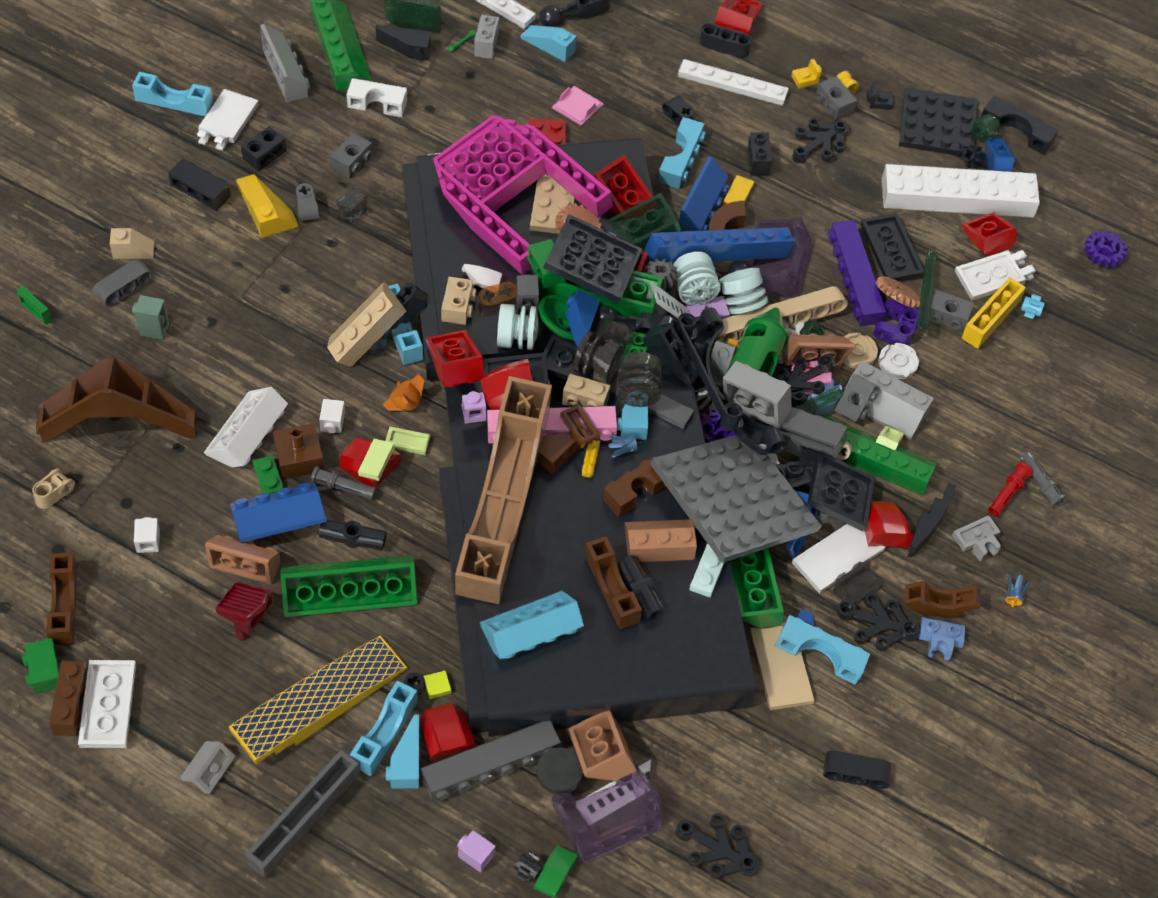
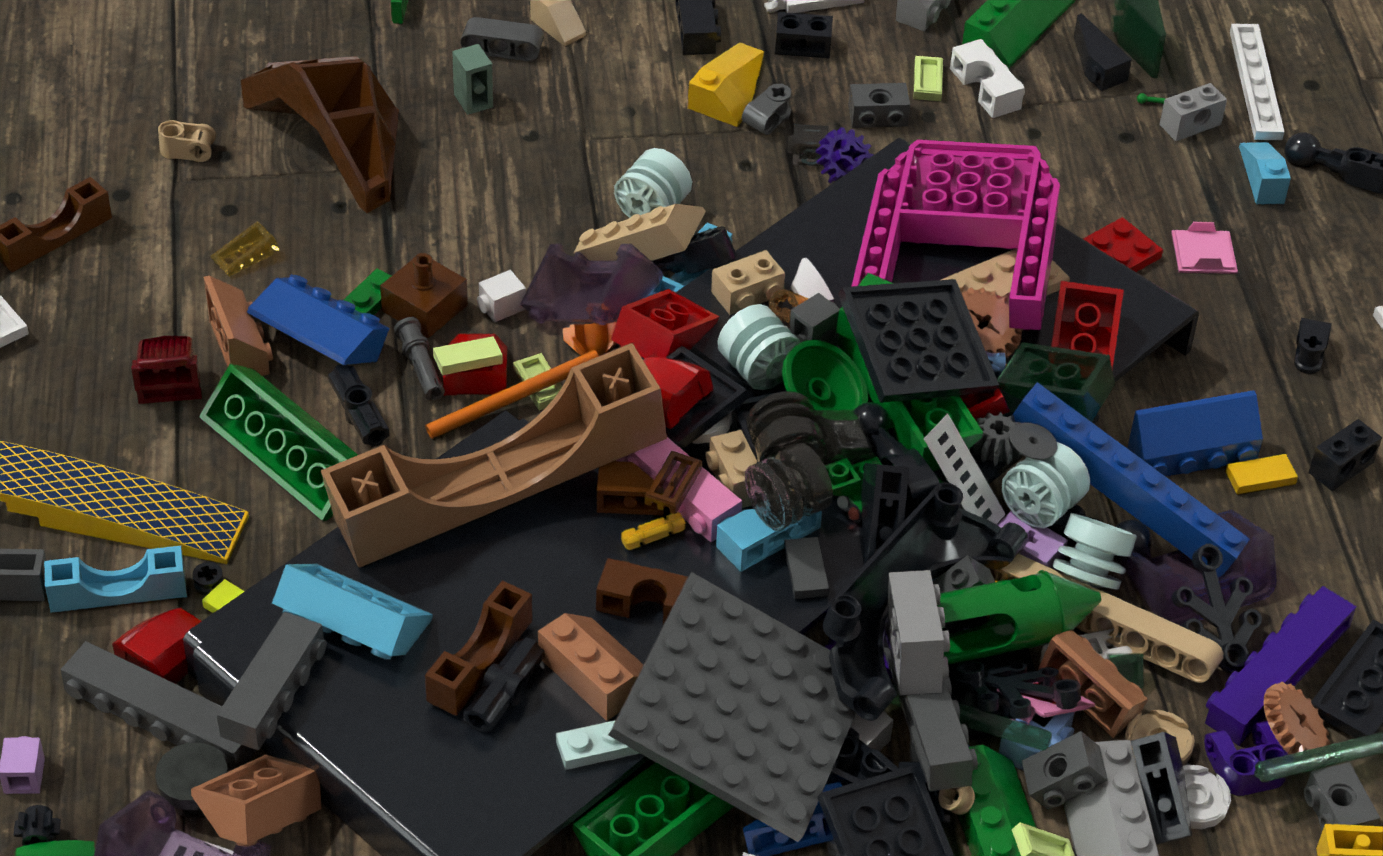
camera: 55 degrees right, 10 degrees down
(146, 535) = (195, 243): white brick -> none
(173, 498) = (255, 233): none -> clear yellow slope
(247, 427) = (410, 237): white slope -> none
(323, 294) = (652, 182): none -> light aqua wheel
(347, 120) = (928, 78): none -> yellowish green tile
(378, 372) = (588, 290): none -> windscreen
(381, 197) = (846, 154): none -> dark purple gear
(405, 759) = (100, 622): medium azure slope -> none
(411, 459) = (505, 397): none -> orange piece
(551, 691) = (271, 681): none -> dark grey brick
(581, 313) = (843, 388): blue slope -> none
(627, 444) = (706, 550): flat silver piece -> none
(674, 168) = (1287, 374): medium azure arch -> none
(680, 262) = (1033, 441): none -> dark grey piece
(729, 216) = (1205, 480): reddish brown arch -> none
(815, 269) = (1218, 612): none -> black plant
(893, 365) = (1163, 786): none -> black slope

